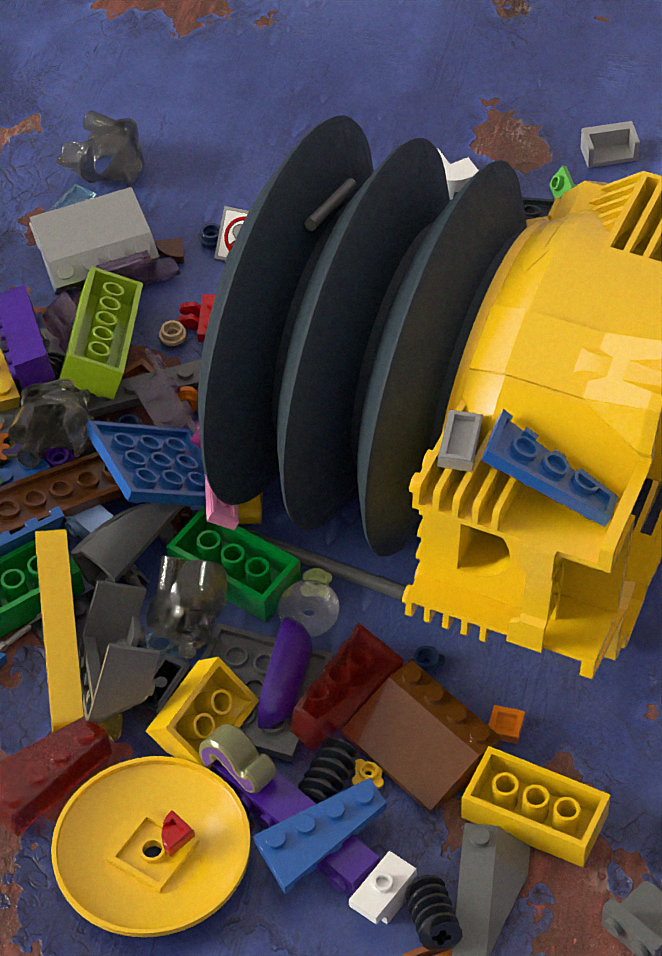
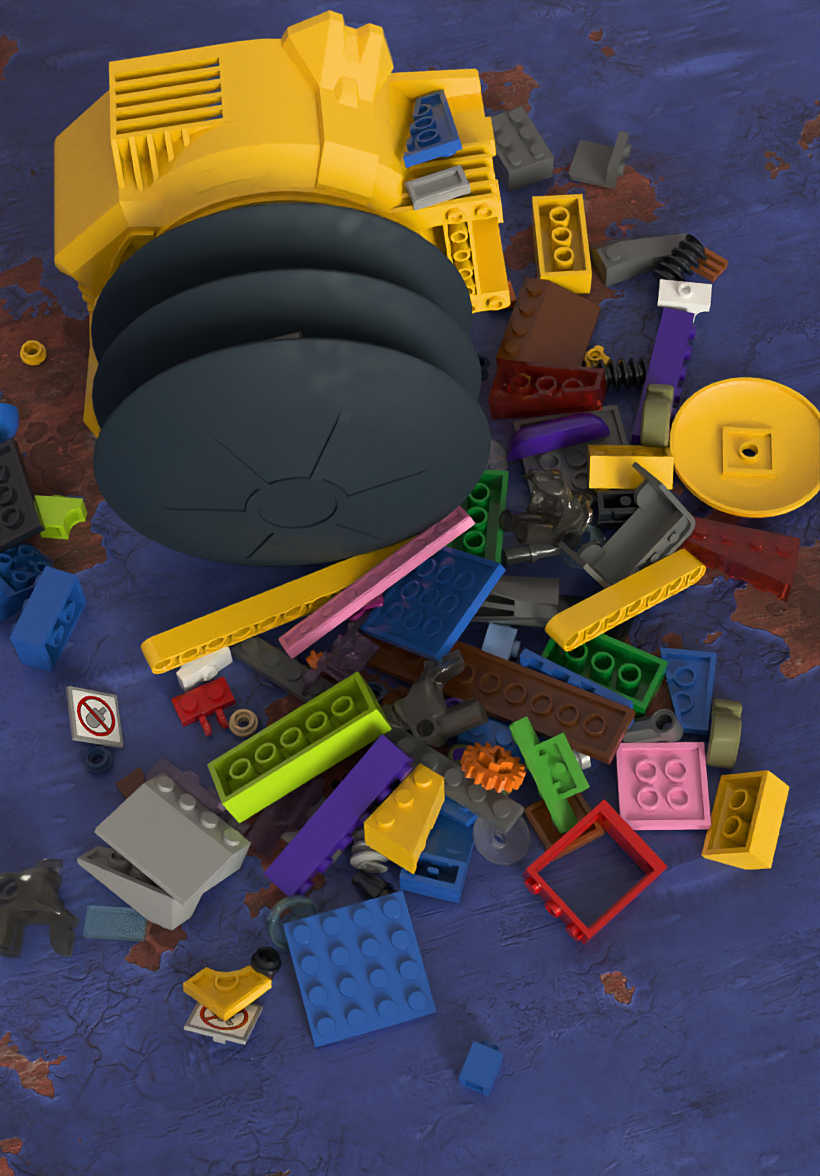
camera: 120 degrees left, 10 degrees up
(175, 833) = (737, 429): red tile -> none
(308, 837) = (677, 346): blue wing -> none

